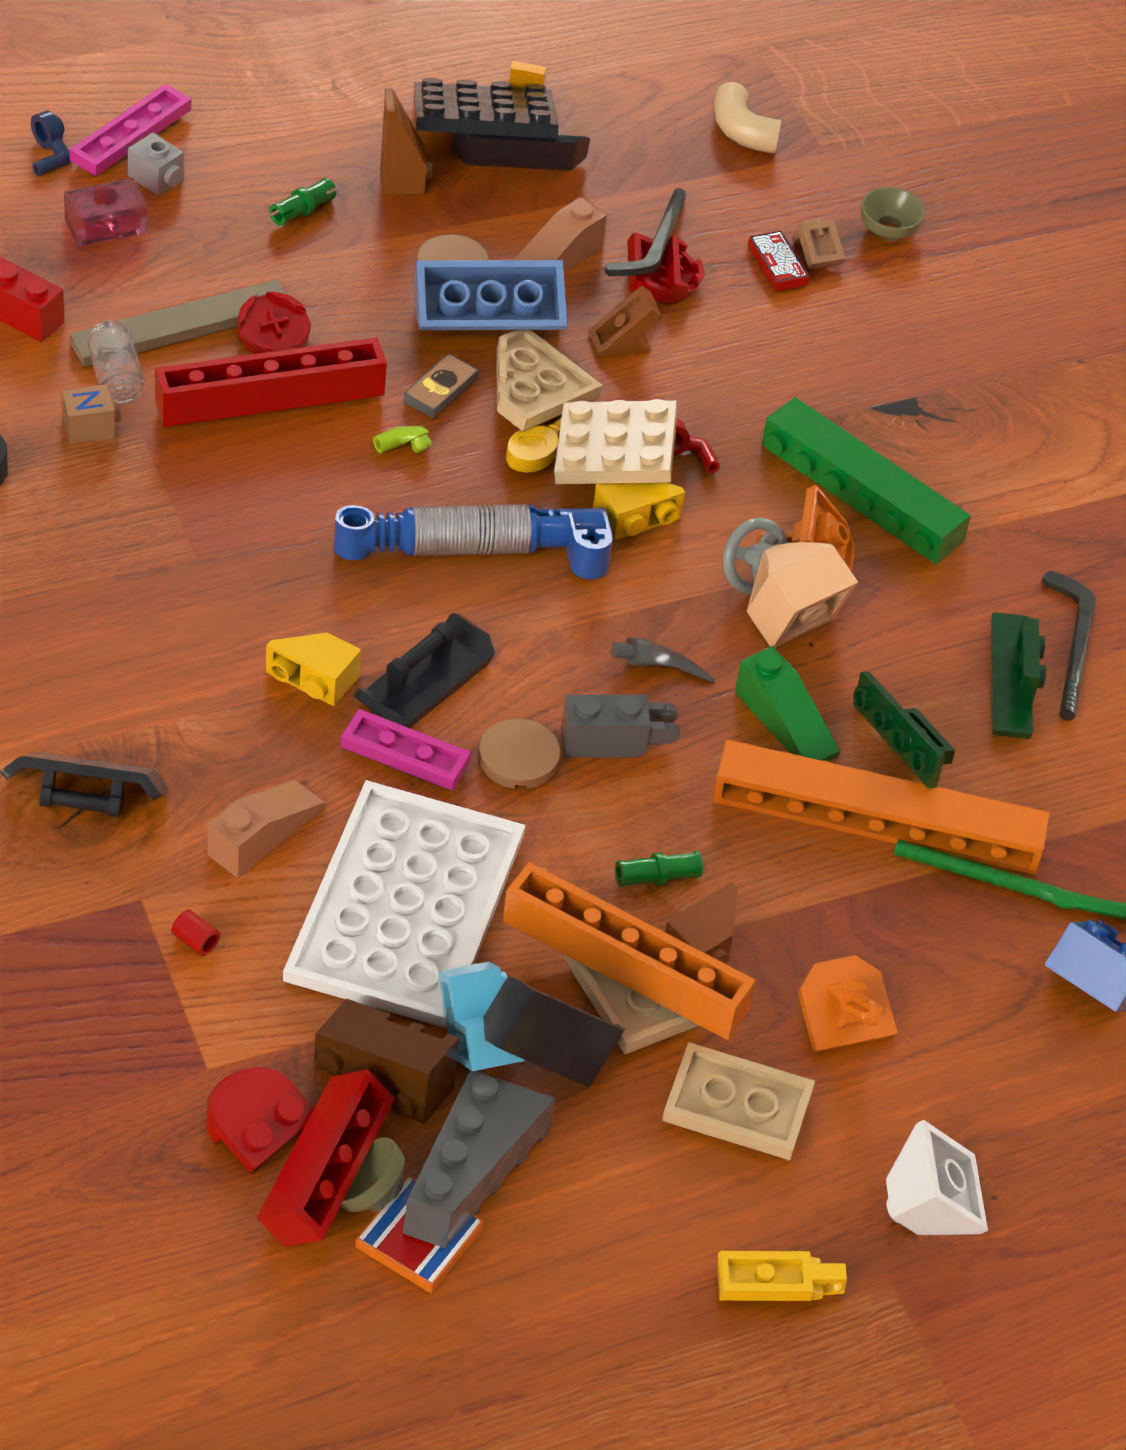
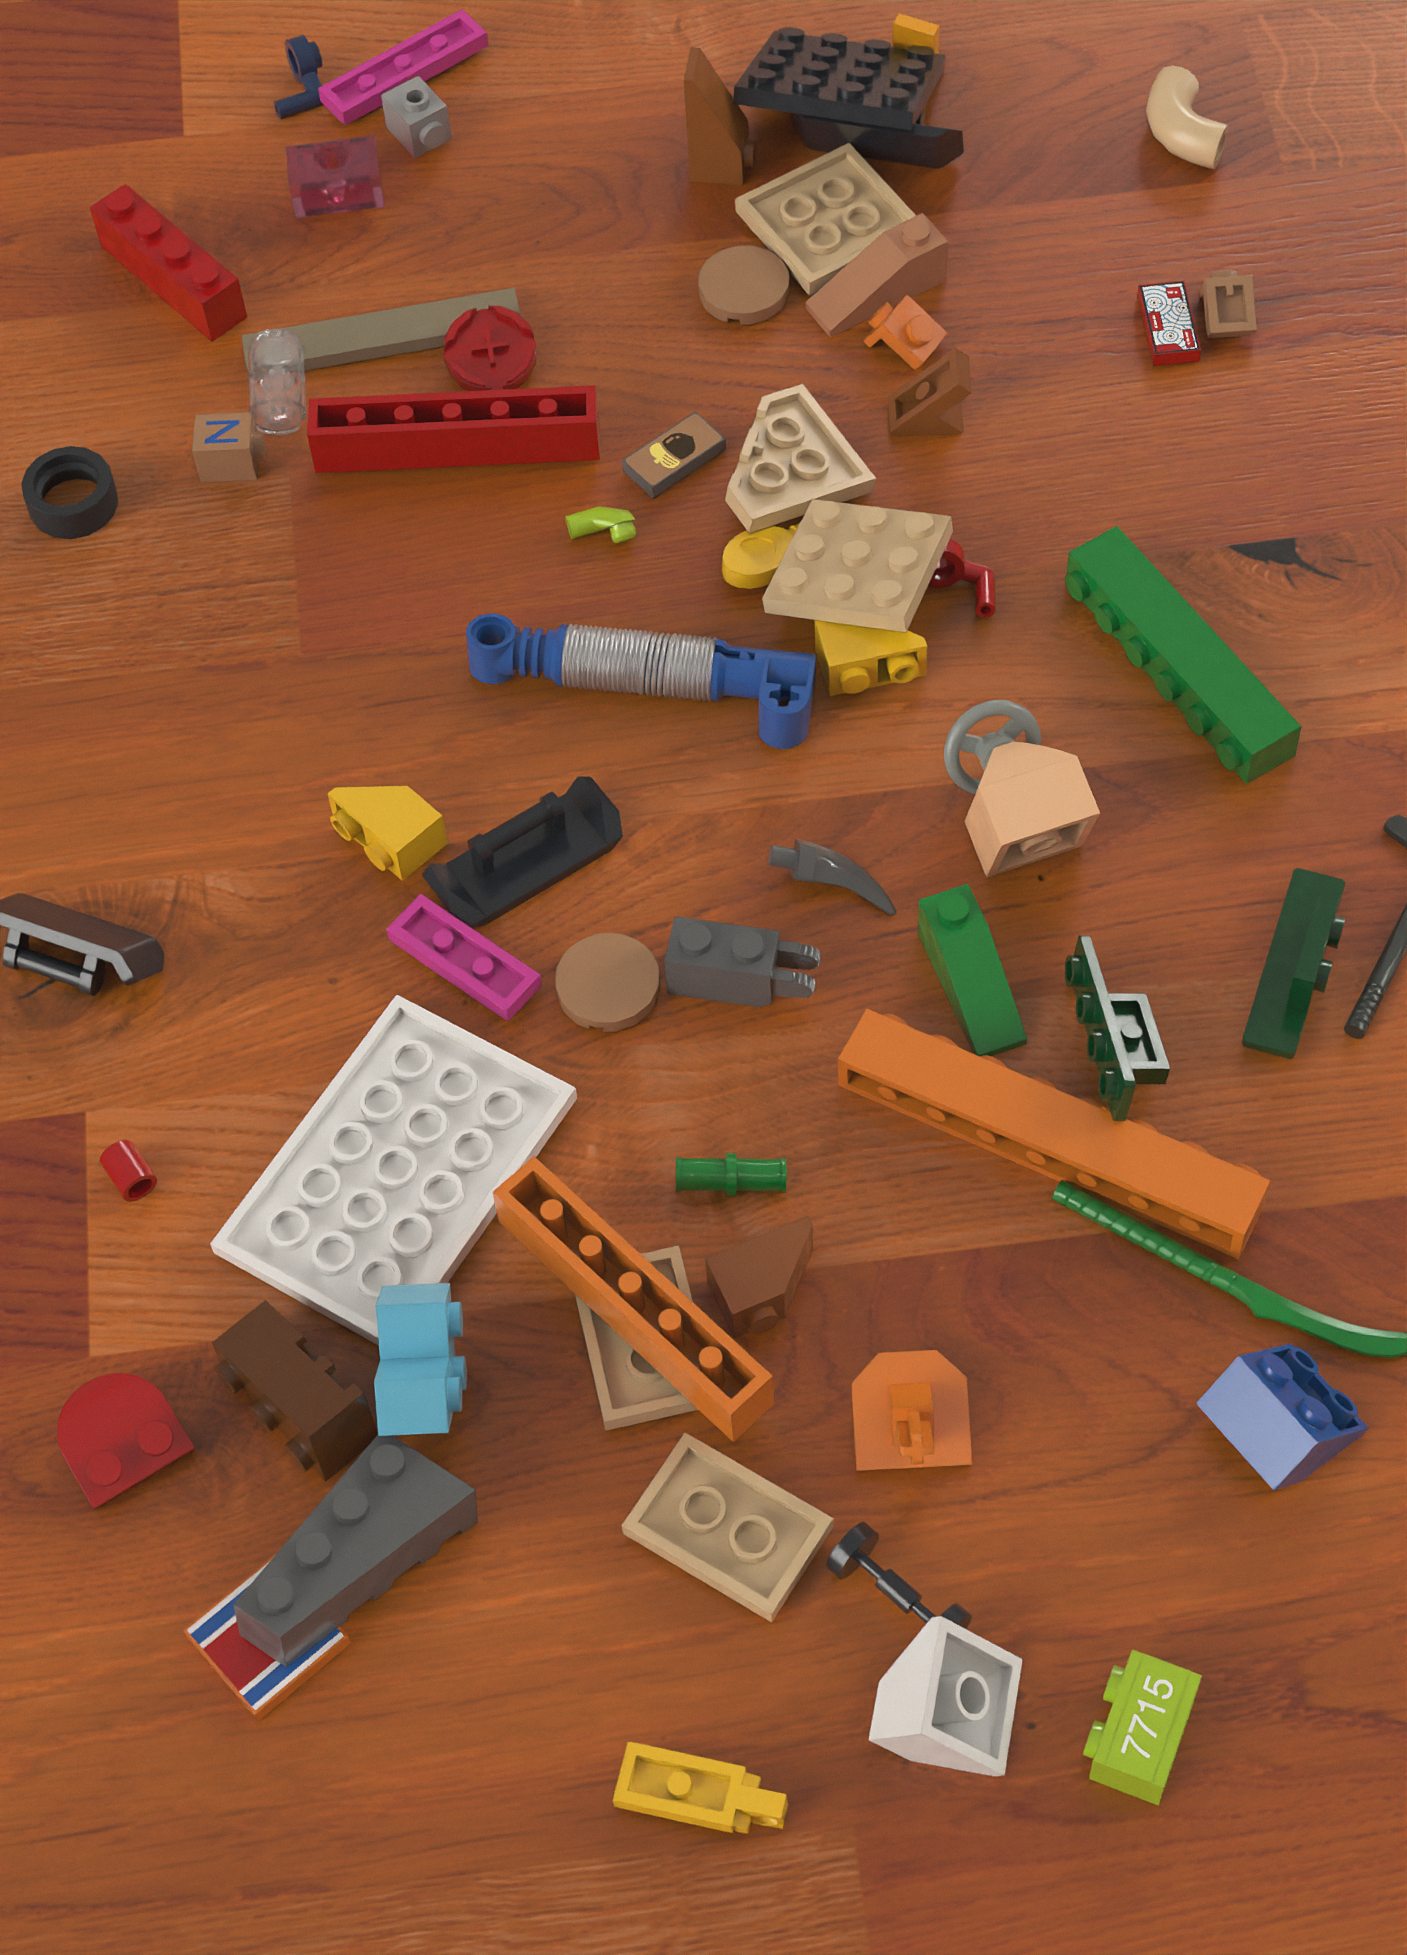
camera: 25 degrees right, 10 degrees up
(259, 824) = (254, 1032): nougat slope -> none
(302, 201) = (581, 183): green pin -> none
(326, 1158) = (173, 1516): red brick -> none
(377, 1179) = (219, 1553): olive piece -> none
(490, 295) = (765, 340): medium blue slope -> none
(498, 208) = (822, 214): none -> tan plate
(549, 1032) = (487, 1401): black piece -> none
(590, 282) = (906, 331): none -> orange bracket
(656, 252) = (1000, 299): pearl dark grey piece -> none
(676, 275) = (1007, 321): red slope -> none
(822, 524) = (1095, 727): orange piece -> none
(836, 1101) = (854, 1551): none -> black wheel
(894, 207) = (1342, 260): olive piece -> none
(1076, 1178) = (1143, 1726): none -> lime brick

